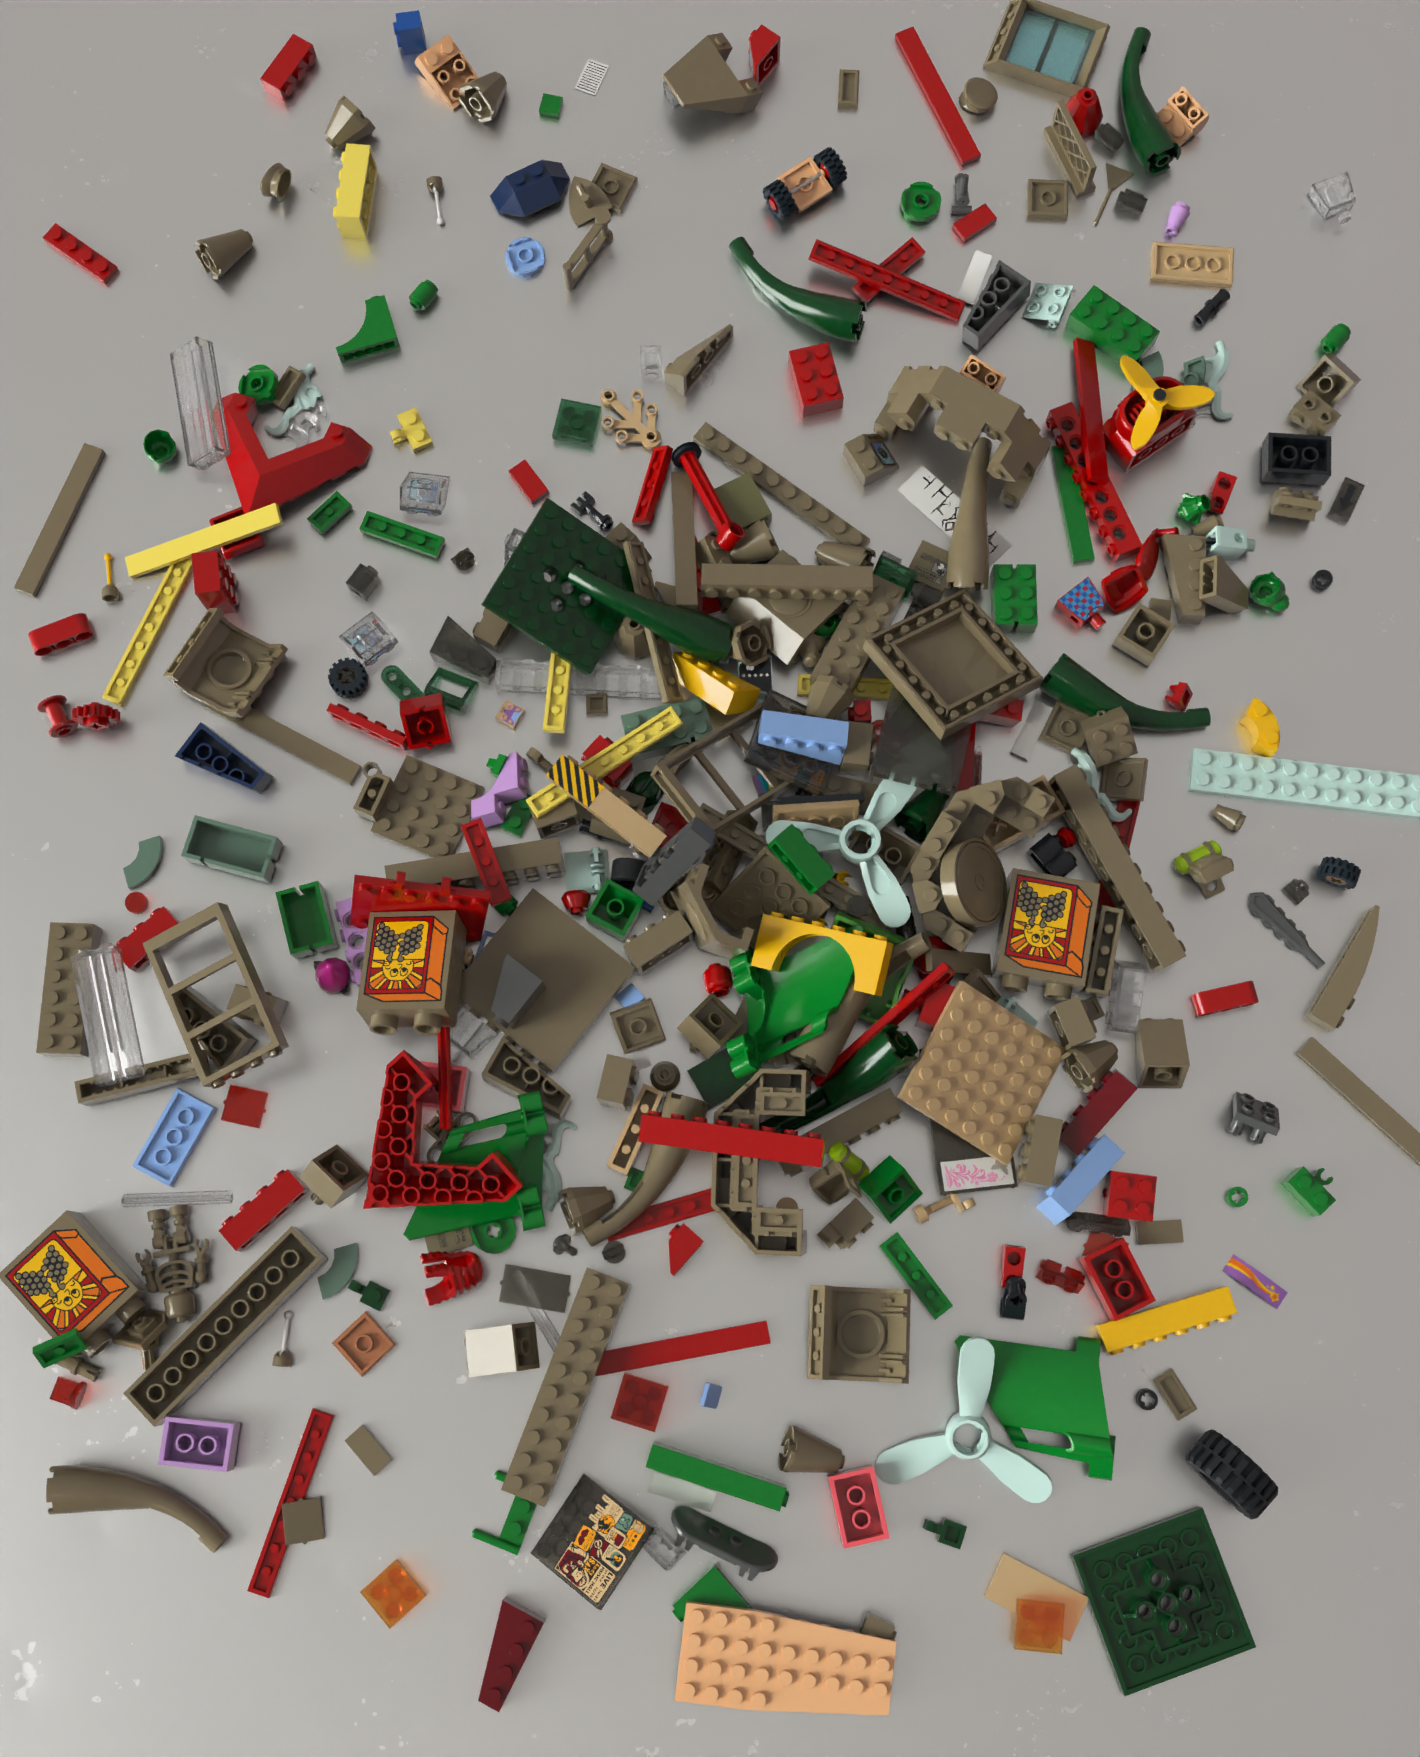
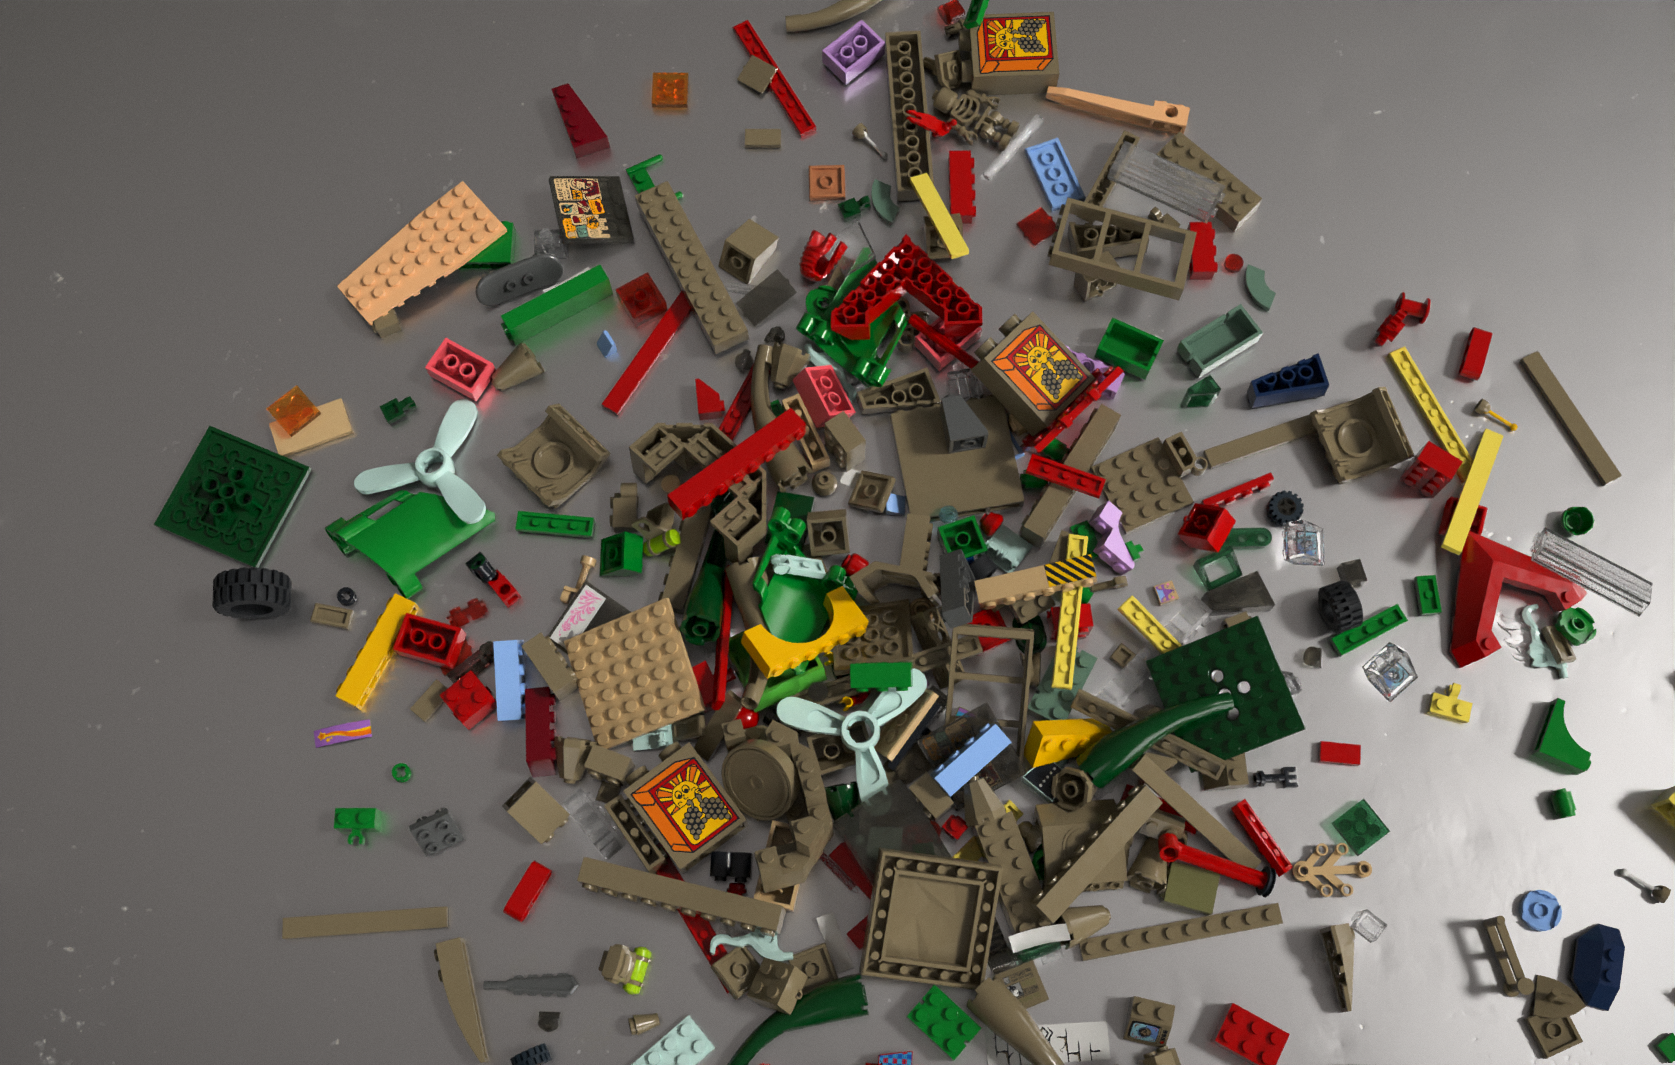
camera: 130 degrees right, 5 degrees down
(38, 1099) = (1132, 112): none -> light nougat piece
(145, 993) = (1156, 215): none -> dark tan plate
(220, 1288) = (930, 123): none -> red piece
(298, 824) = (1201, 394): none -> clear green tile
(321, 1188) = (939, 216): none -> light yellow tile
(332, 975) = (1078, 337): dark pink hat -> none
(404, 564) = (1340, 606): none -> black tyre
(417, 1238) = (858, 251): none -> clear piece
(588, 1143) = (822, 394): none -> coral brick
(599, 939) = (948, 514): none -> clear light blue plate
(767, 1016) = (798, 566): none -> light aqua hinge
(888, 577) = (1039, 936): none -> white sticker

